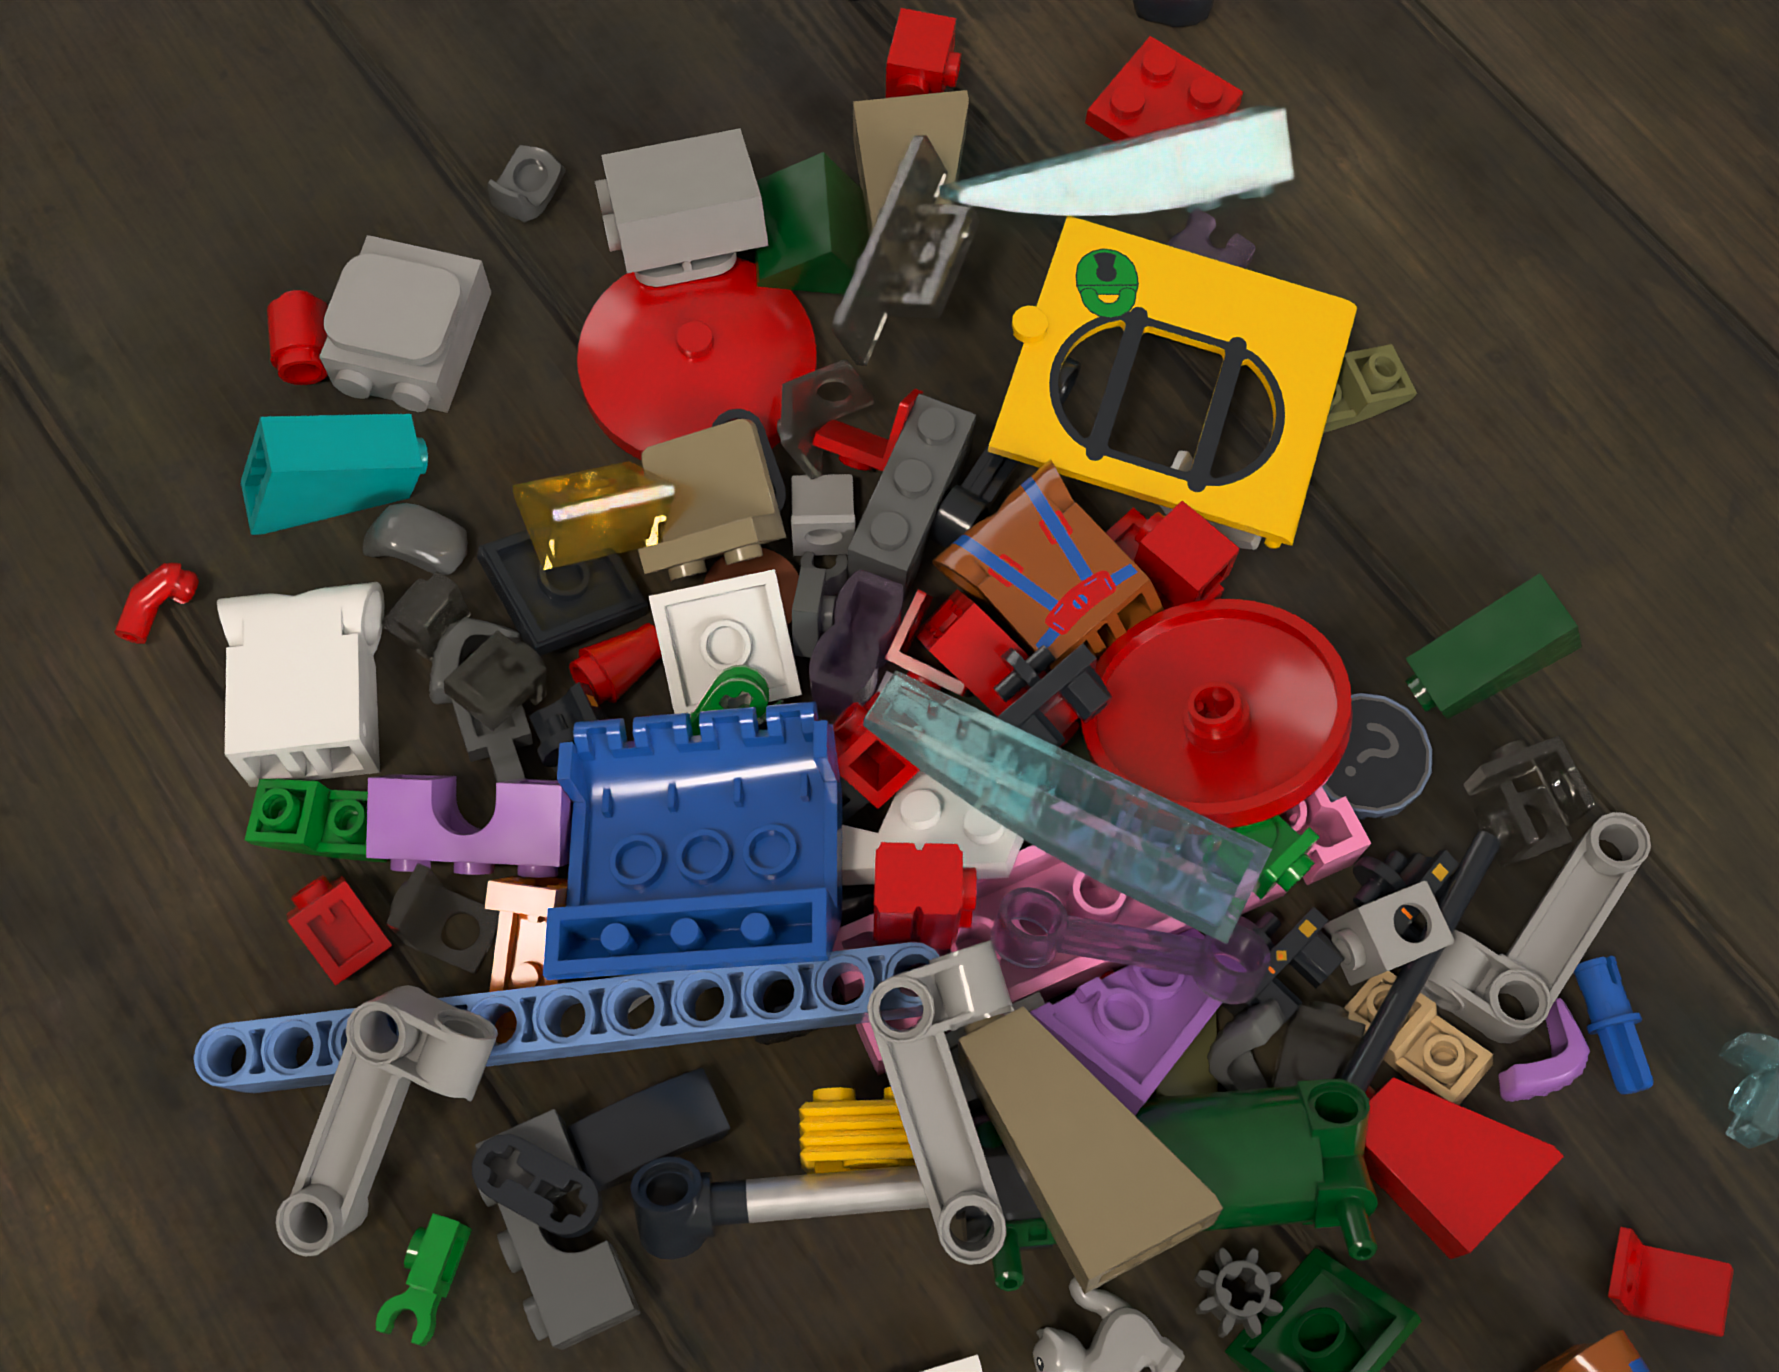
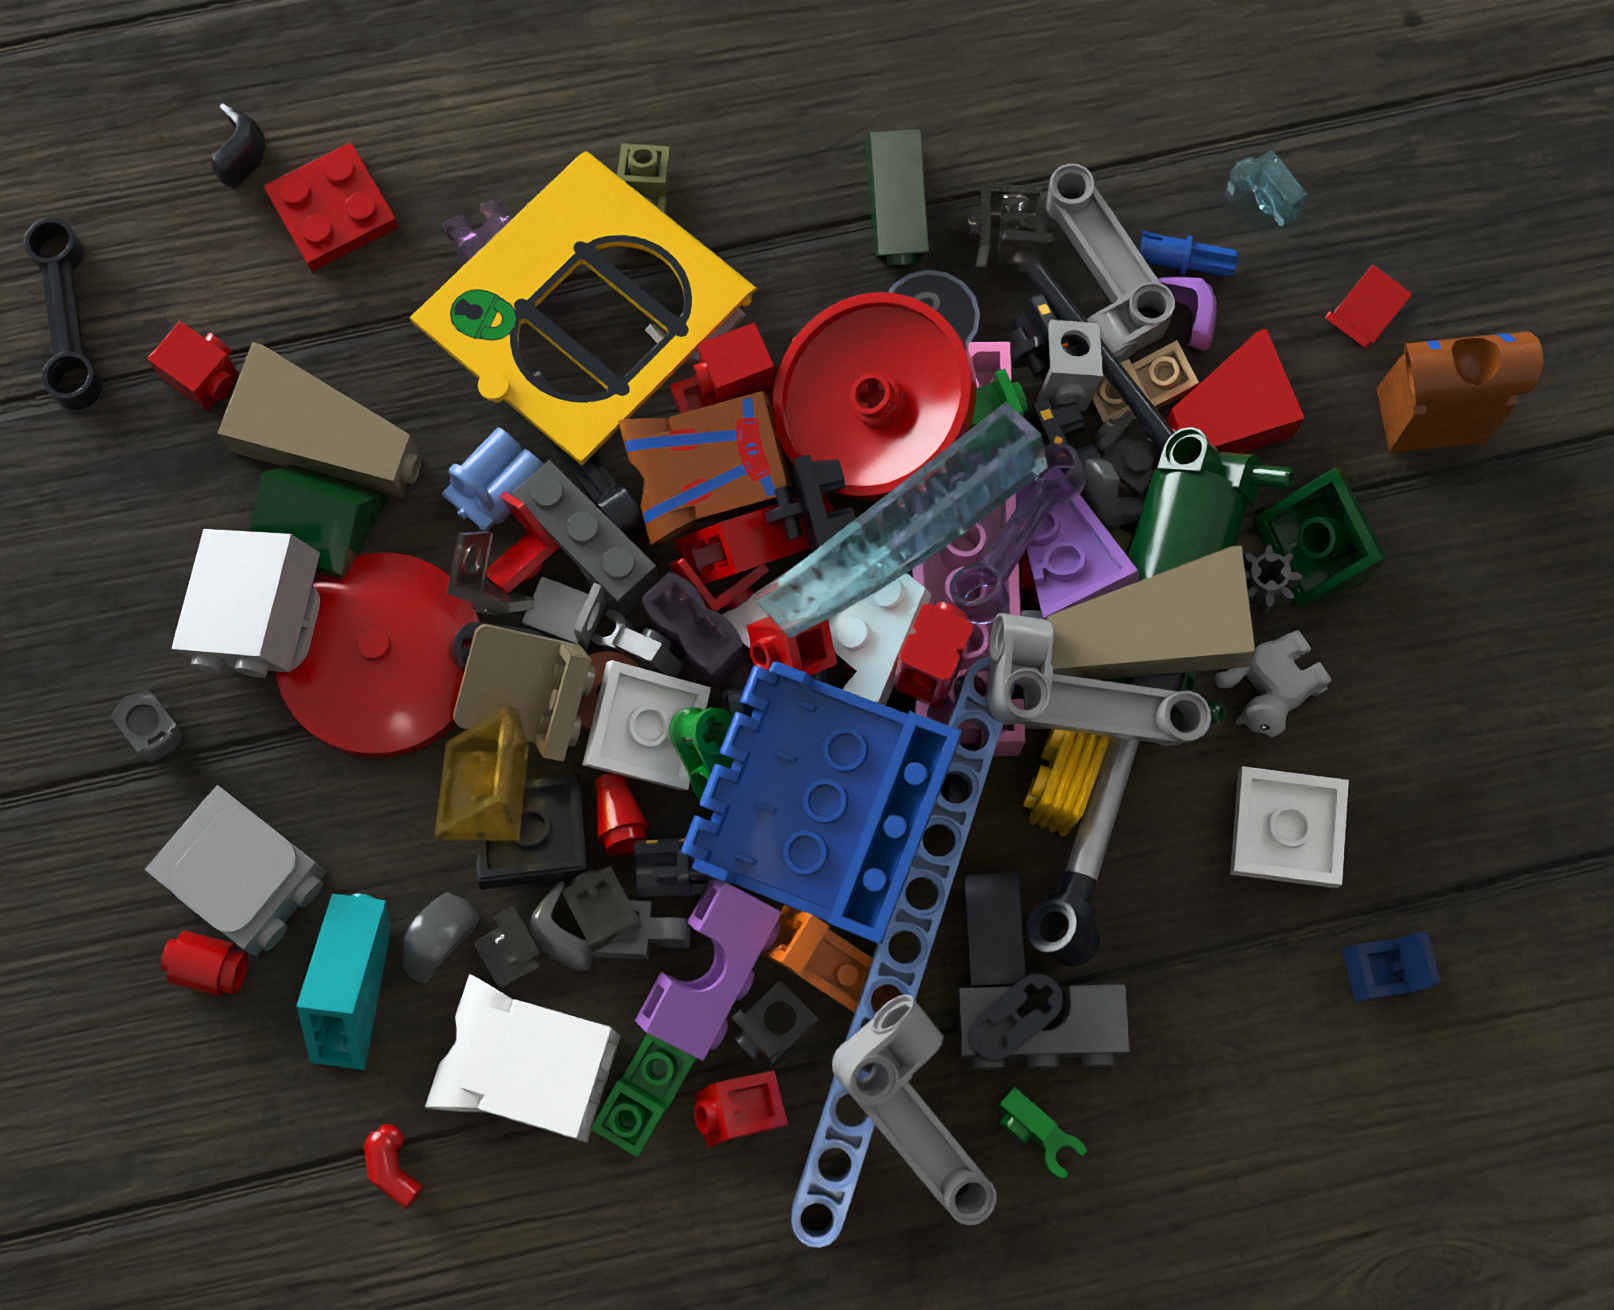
camera: 65 degrees left, 5 degrees up
(909, 255) = (394, 444): clear smoke bracket -> none
(938, 371) = (489, 471): none -> medium blue piece
(1146, 172) = (394, 248): clear light blue slope -> none

